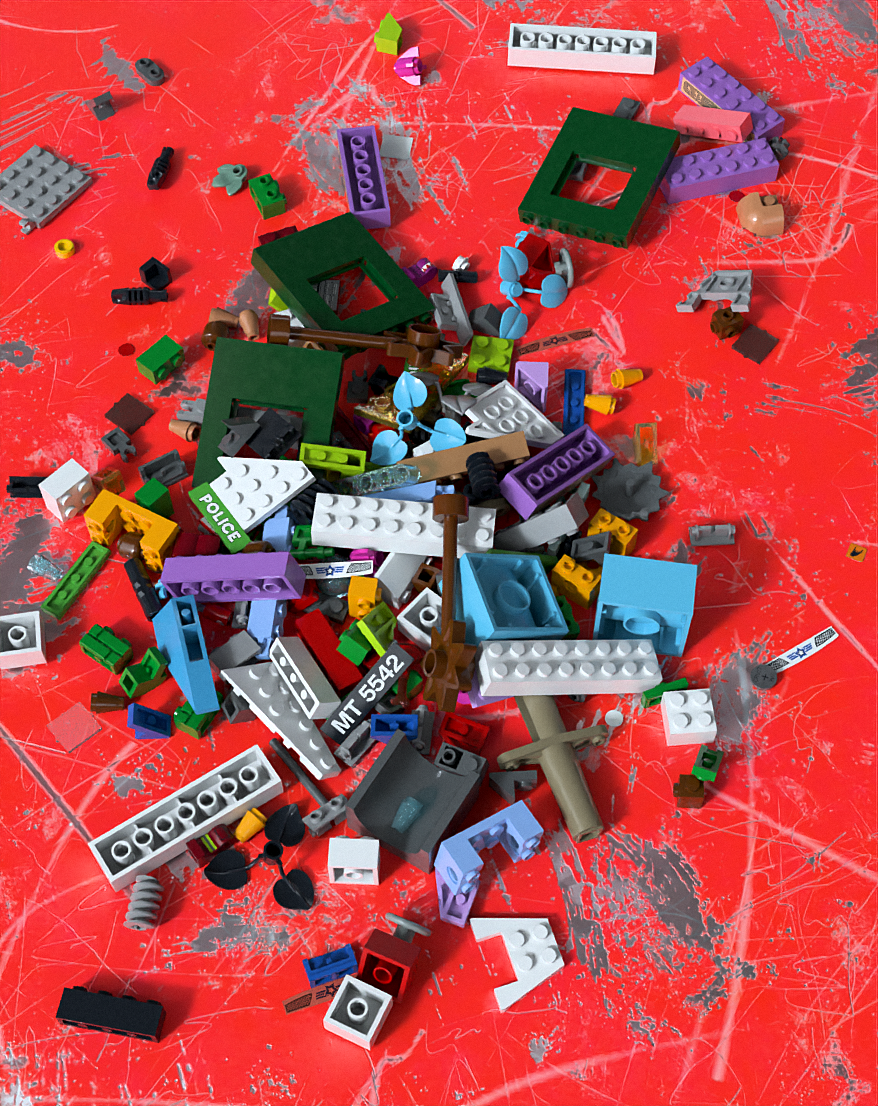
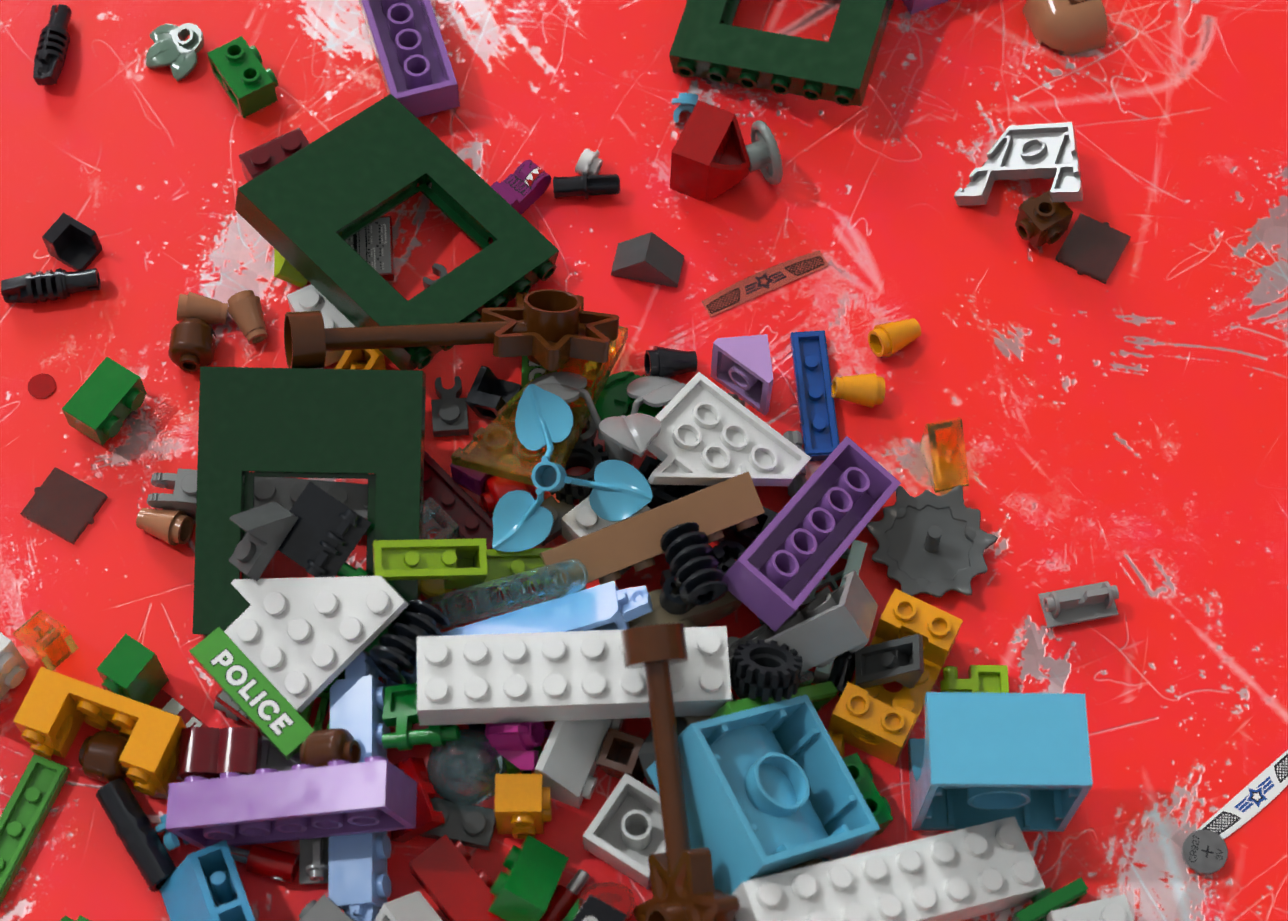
camera: 10 degrees left, 5 degrees up
(117, 443) = (53, 564): dark grey plate -> none
(166, 469) = (139, 608): dark grey hinge -> none
(337, 569) = (466, 764): white sticker -> none
(379, 627) = (555, 862): lime wing -> none
(450, 310) = (584, 250): light grey bracket -> none
(490, 352) = (662, 320): lime plate -> none
(511, 266) = (682, 163): medium azure plant -> none
(516, 538) = (766, 670): none -> black tyre

